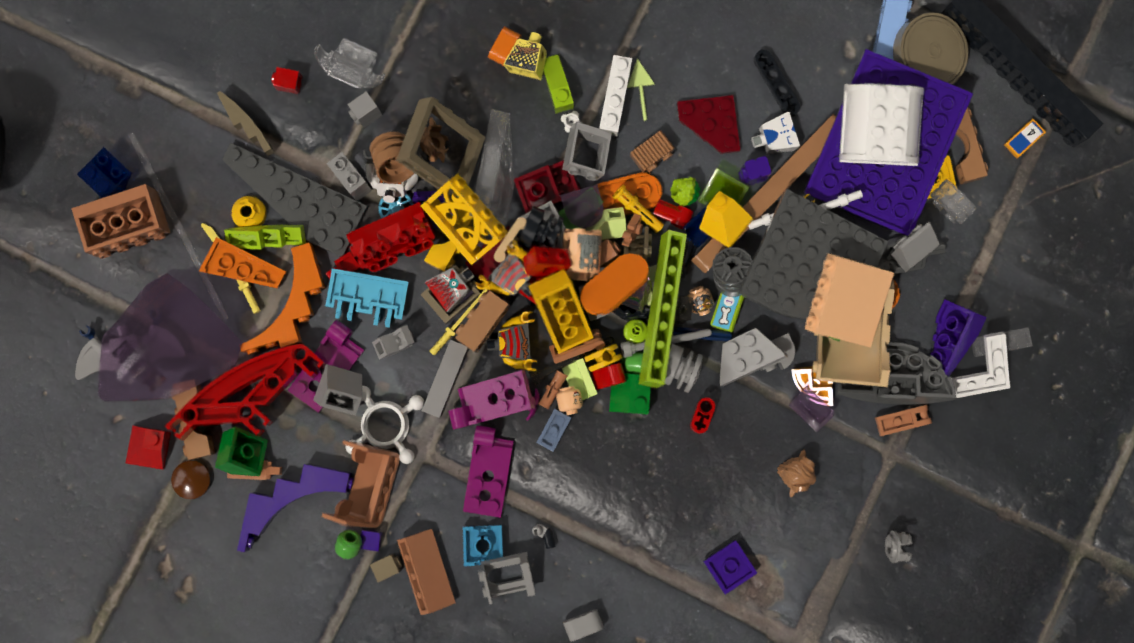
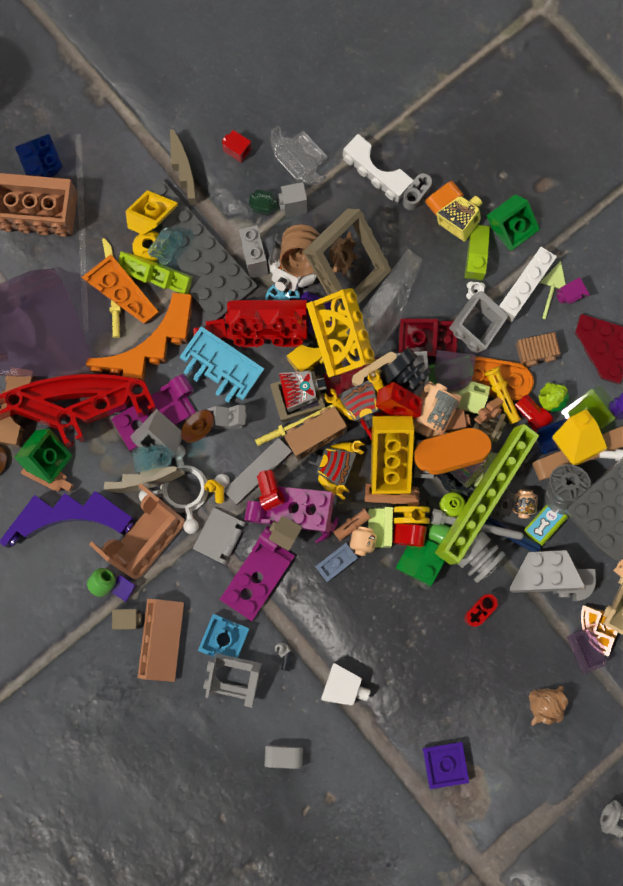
camera: 25 degrees right, 5 degrees down
(233, 180) = (148, 212): none -> yellow slope
(264, 206) = (164, 246): none -> clear light blue piece
(335, 124) = (262, 202): none -> clear green head
(340, 412) = (149, 458): none -> clear light blue piece
(347, 431) = (148, 478): none -> dark tan slope
(371, 362) = (197, 426): none -> reddish brown dish
(416, 411) = (214, 486): none -> yellow arm
(436, 453) = (218, 536): none -> light grey piece
(451, 52) = (392, 183): none -> white arch
(467, 396) = (270, 493): none -> red piece
(472, 52) = (413, 191): none -> light grey beam
(495, 425) = (284, 532): none -> dark tan brick
(578, 41) = (513, 221): none -> green slope
(609, 539) = (343, 687): none -> white torso
(660, 84) = (572, 291): none -> magenta window

